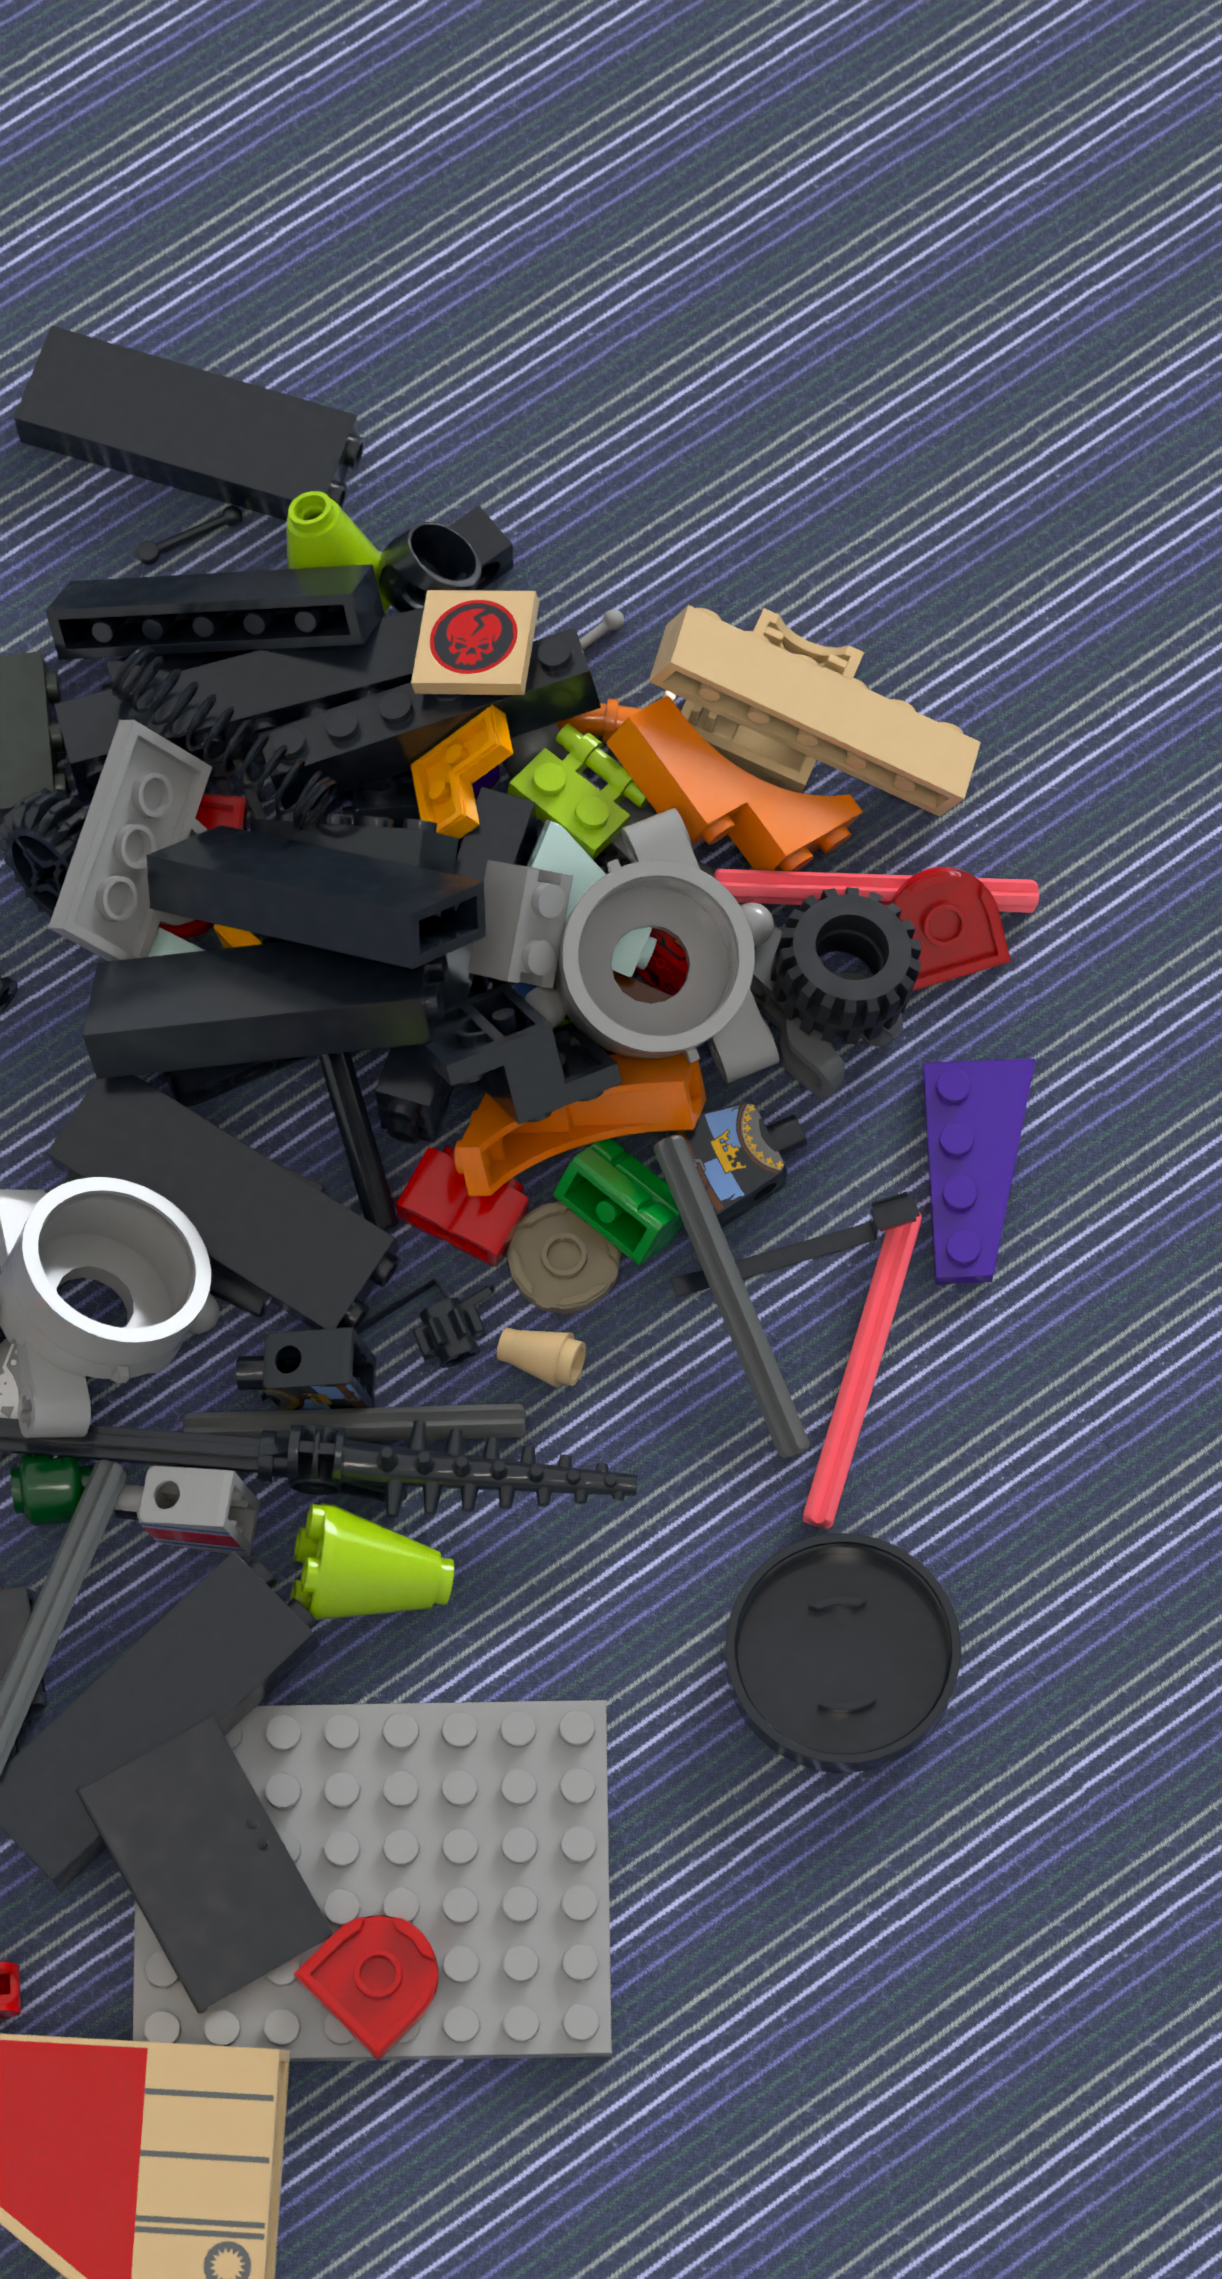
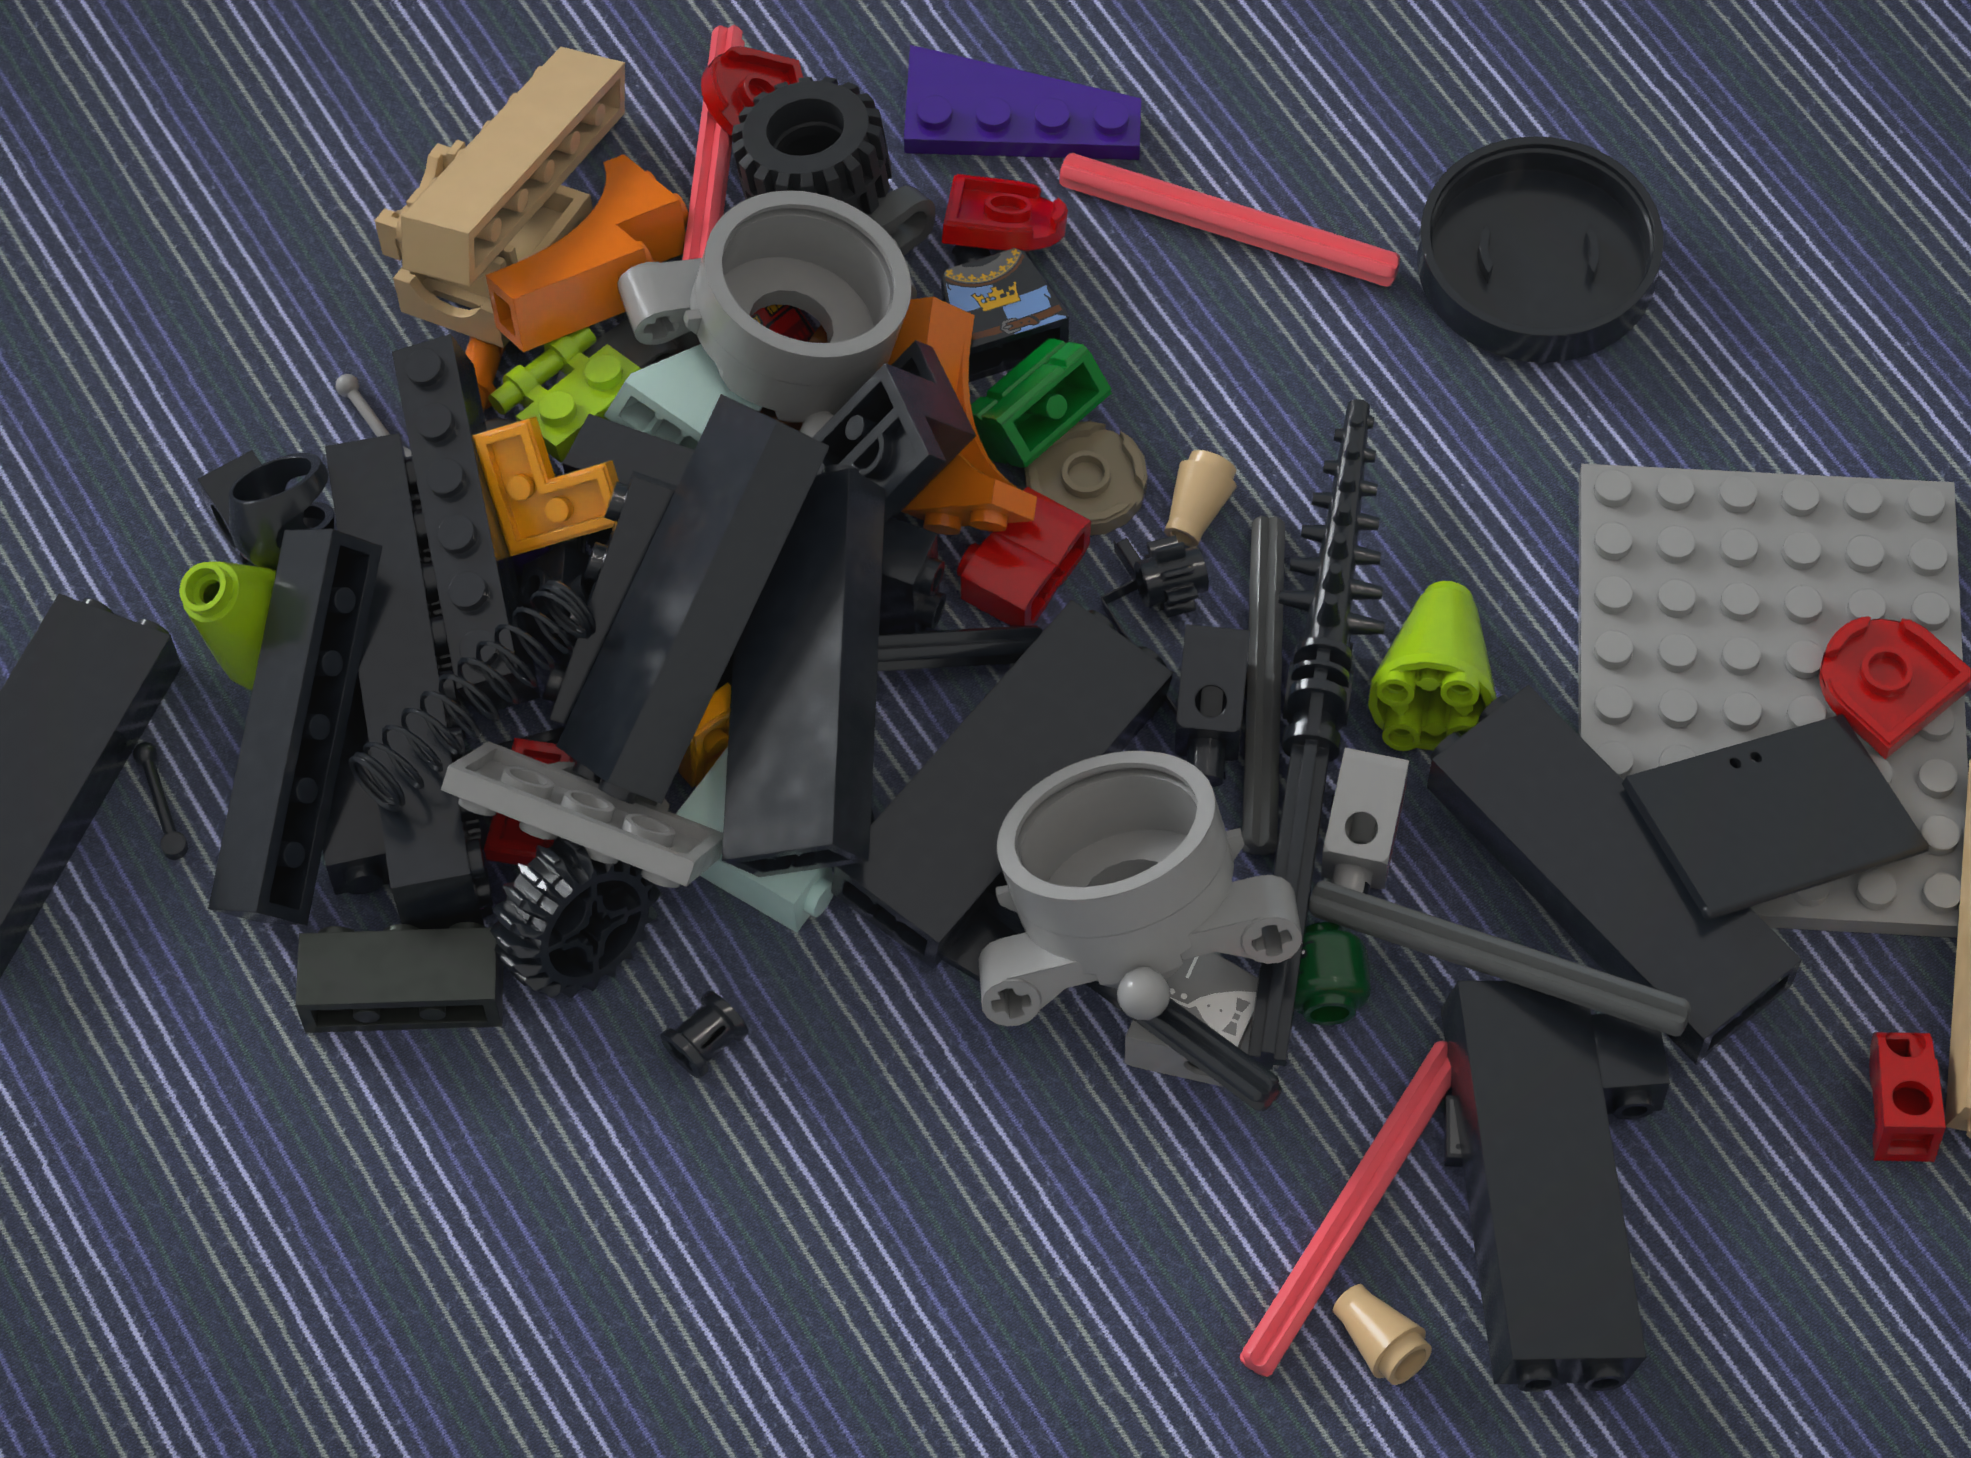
camera: 85 degrees left, 10 degrees down
(475, 642) = (397, 439): tile -> none
(522, 924) = (735, 378): light grey brick -> none
(731, 1296) = (1153, 308): dark grey axle -> none
(834, 1154) = (1001, 215): none -> red tile
(886, 1214) = (1075, 173): black piece -> none

